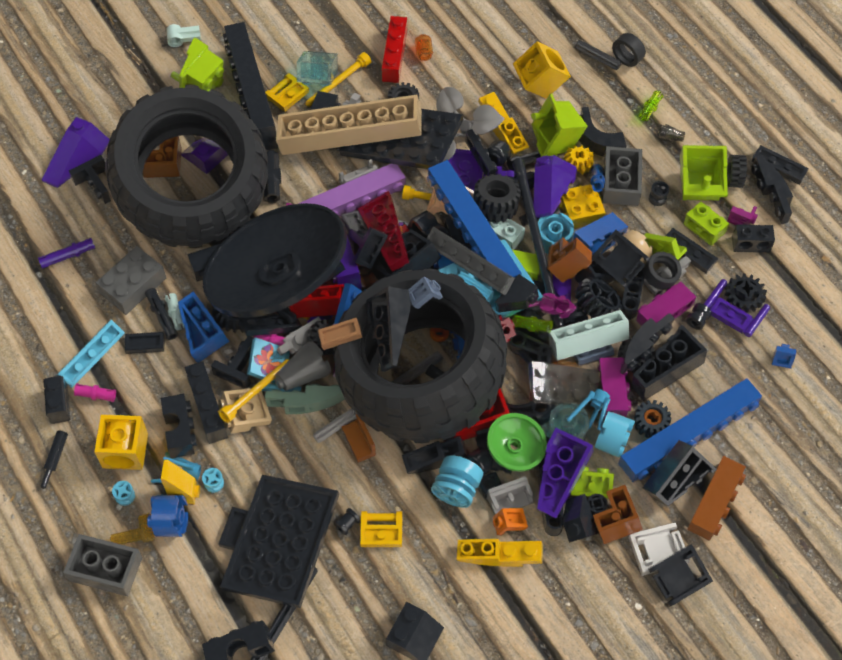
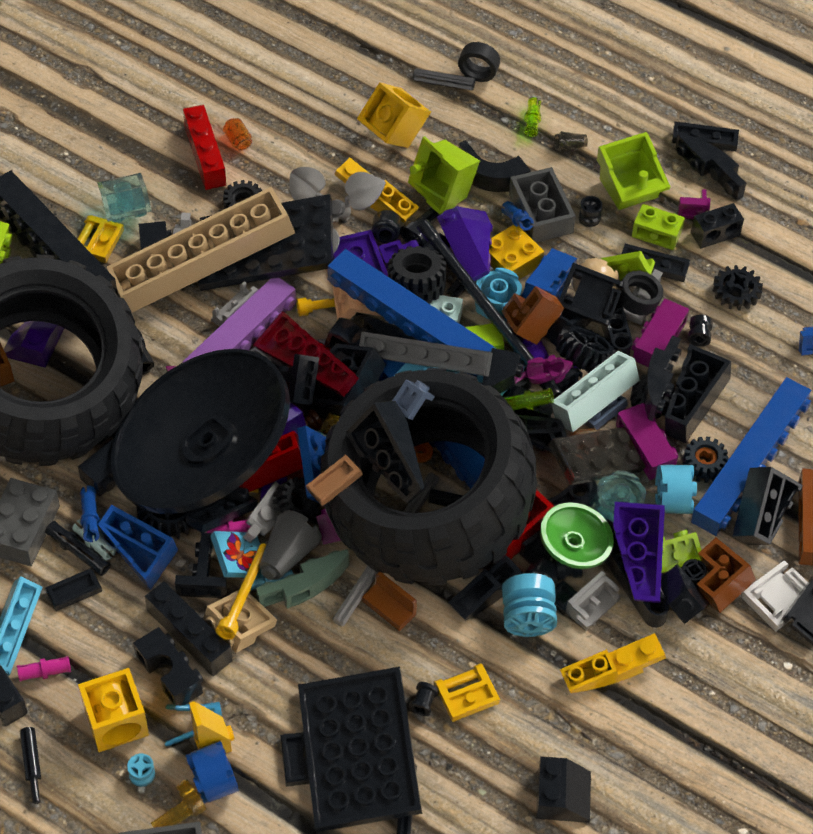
camera: 25 degrees left, 5 degrees down
(178, 292) = (89, 518): none -> blue pin
(211, 475) = (237, 709): medium azure wheel -> none
(362, 60) = (170, 173): yellow piece -> none
(480, 154) = (370, 233): black plate -> none
(509, 520) = (605, 626): orange bracket -> none
(580, 158) = (483, 200): yellow gear -> none
(598, 400) = (642, 456): dark azure plant -> none
(731, 314) = (735, 316): dark purple plate -> none
(736, 171) = (667, 156): black tyre -> none

